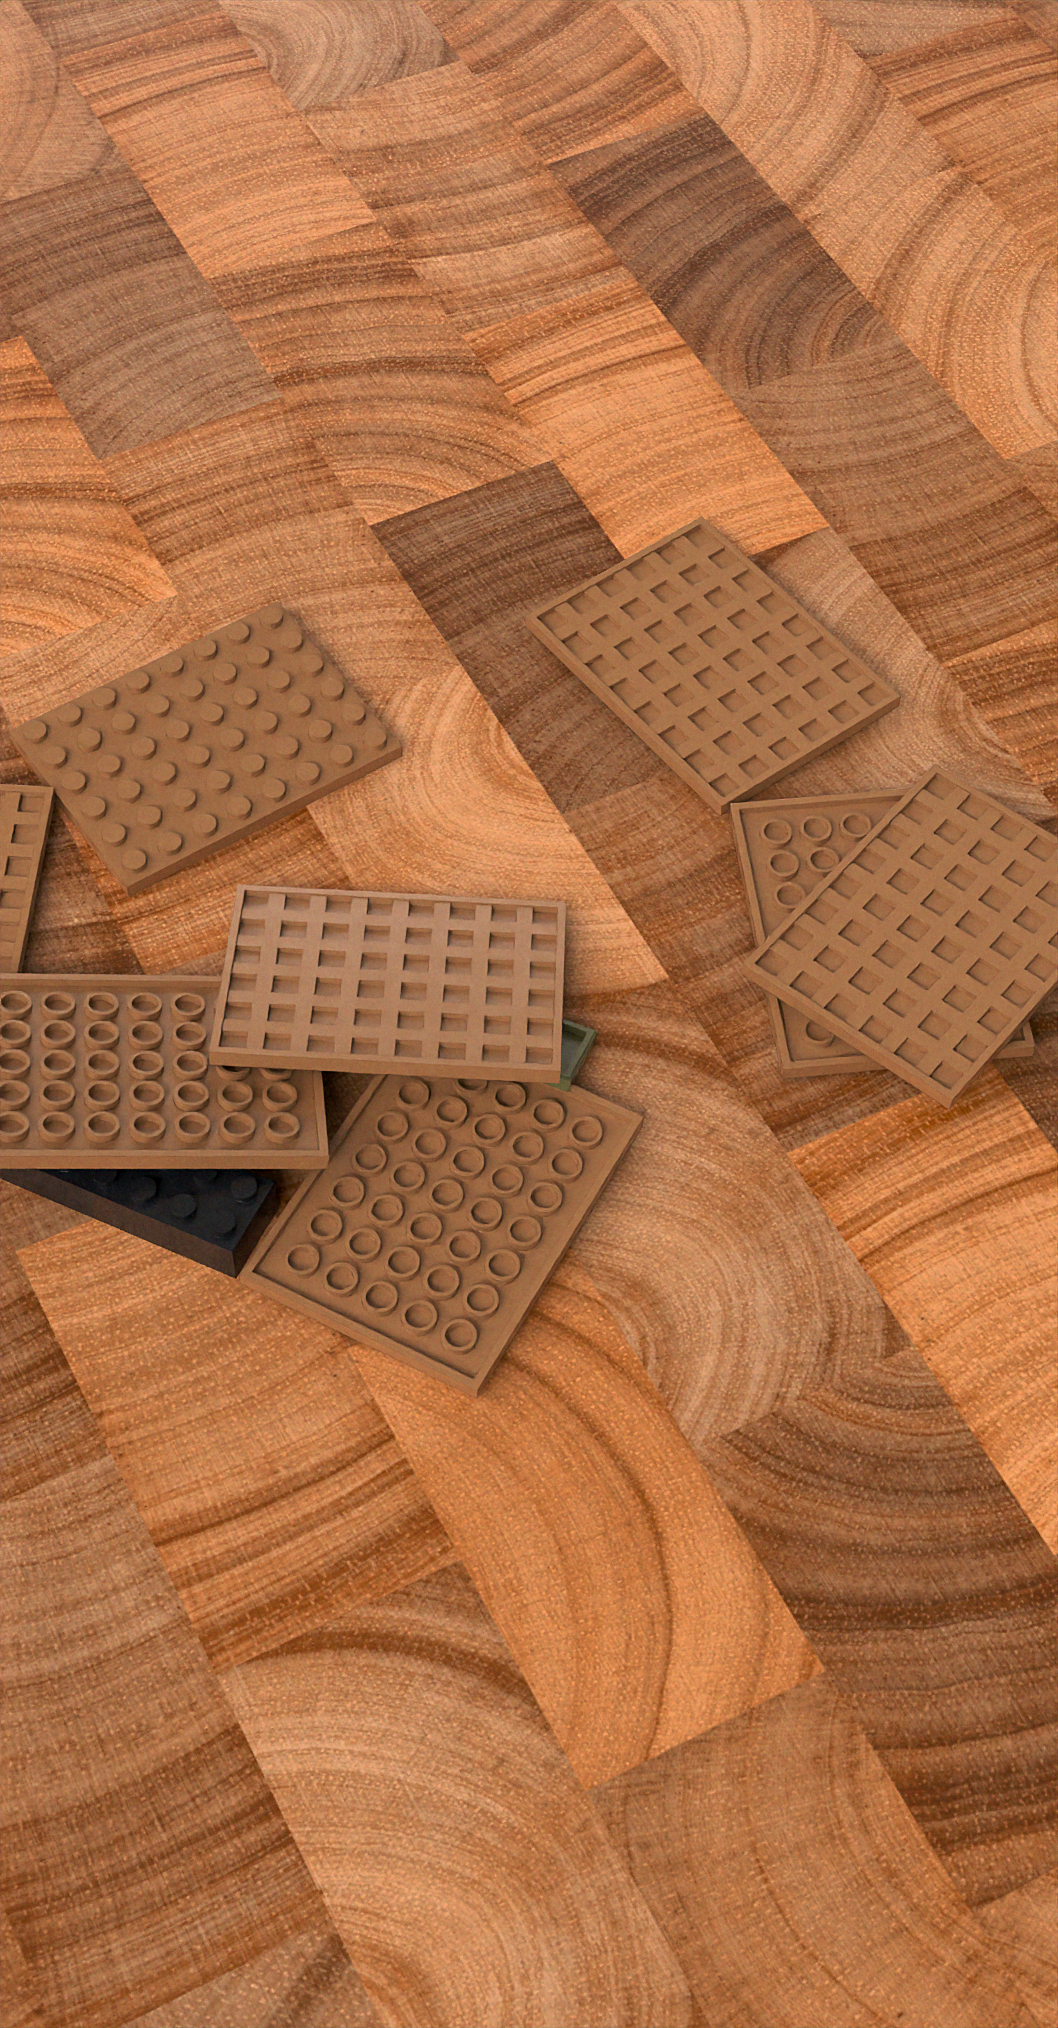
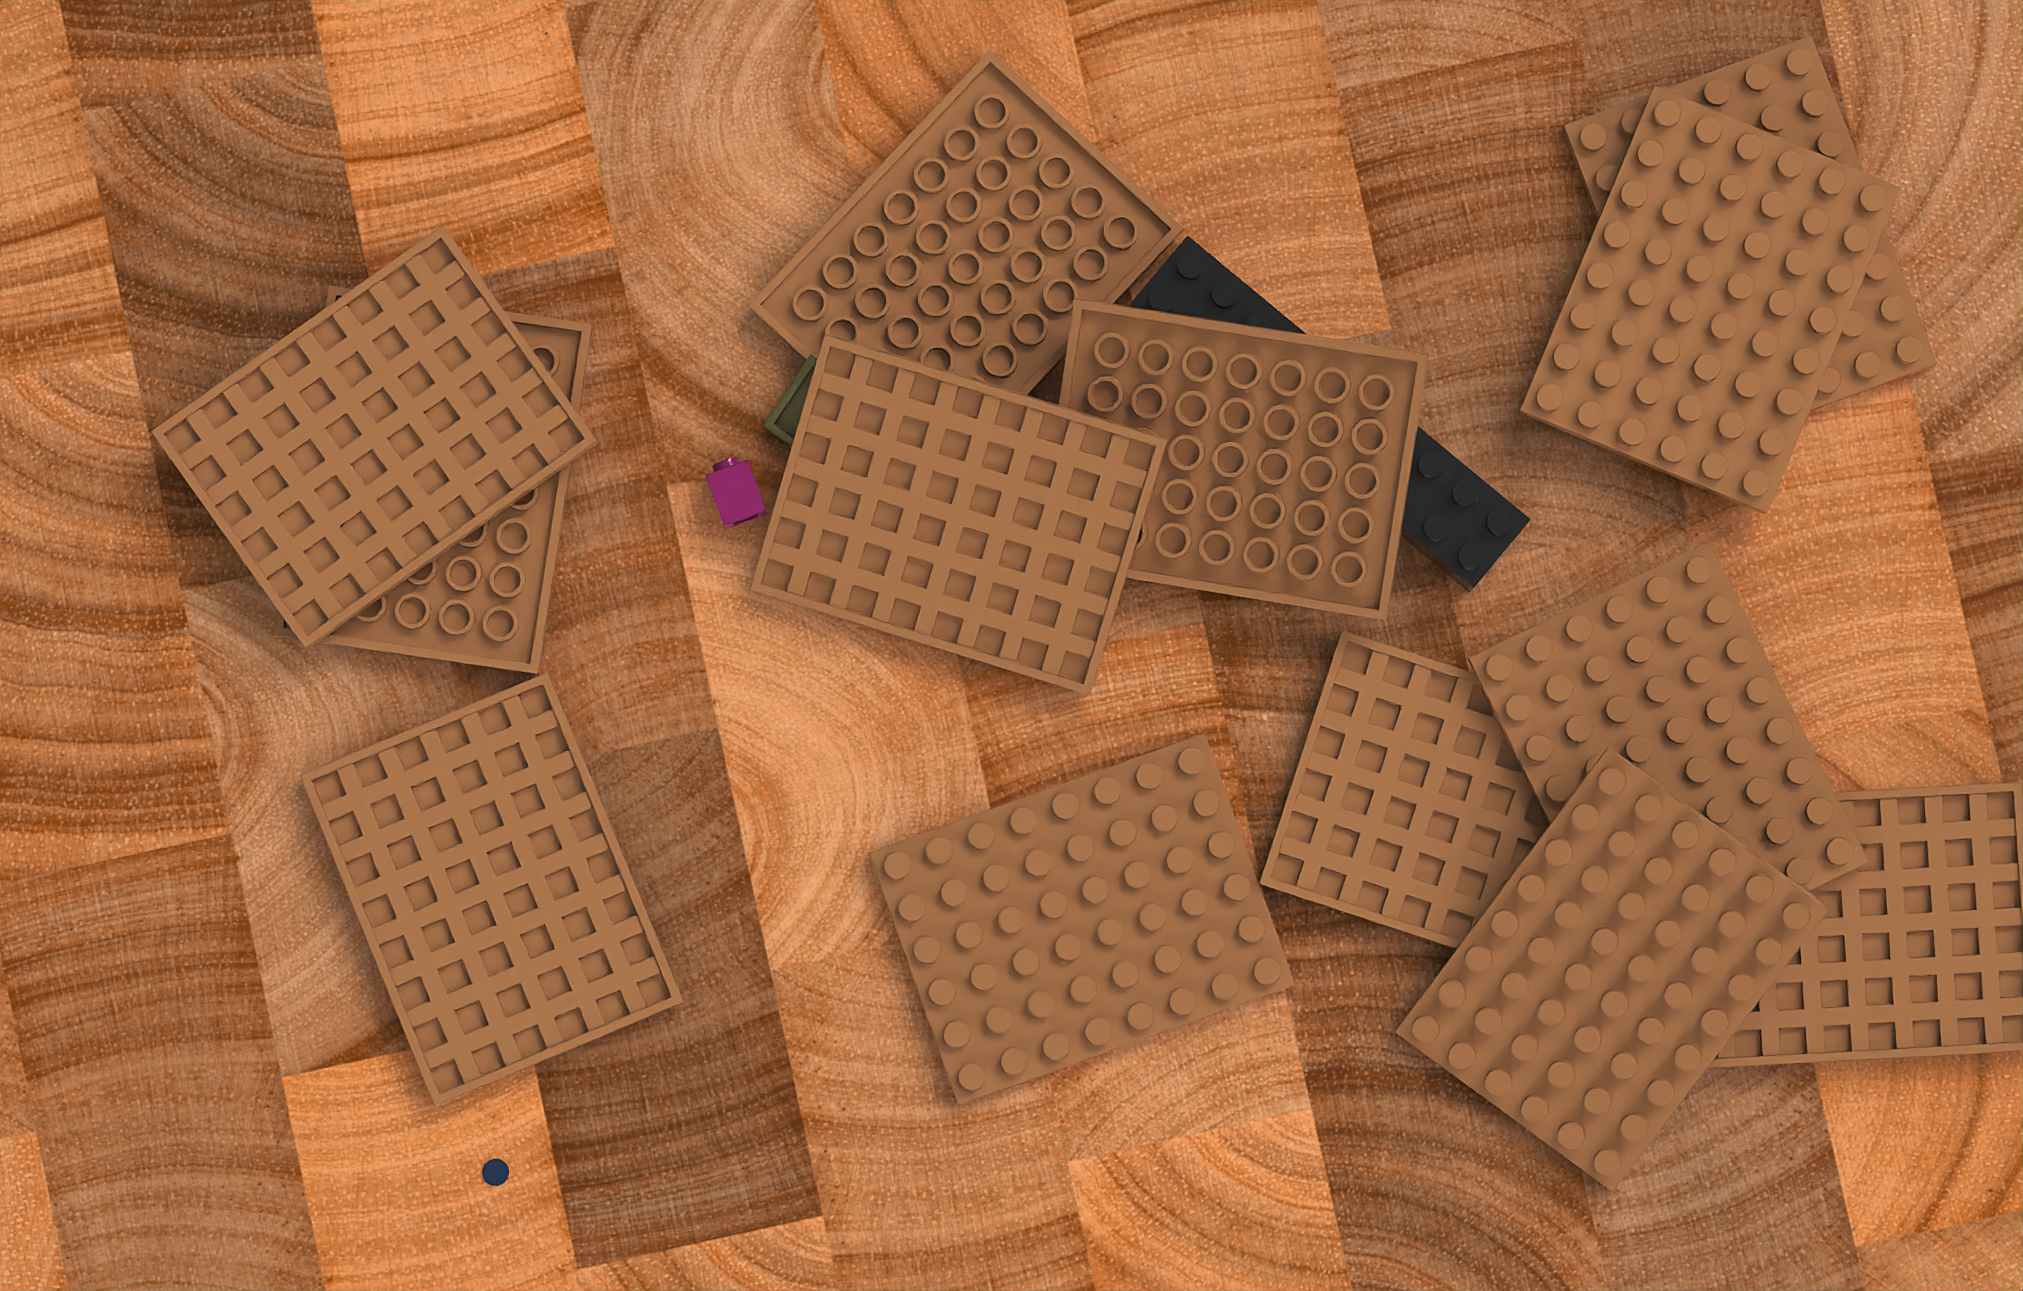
camera: 165 degrees left, 30 degrees up
(602, 970) = (735, 492): none -> magenta brick
(638, 501) = (495, 1172): none -> dark blue sticker

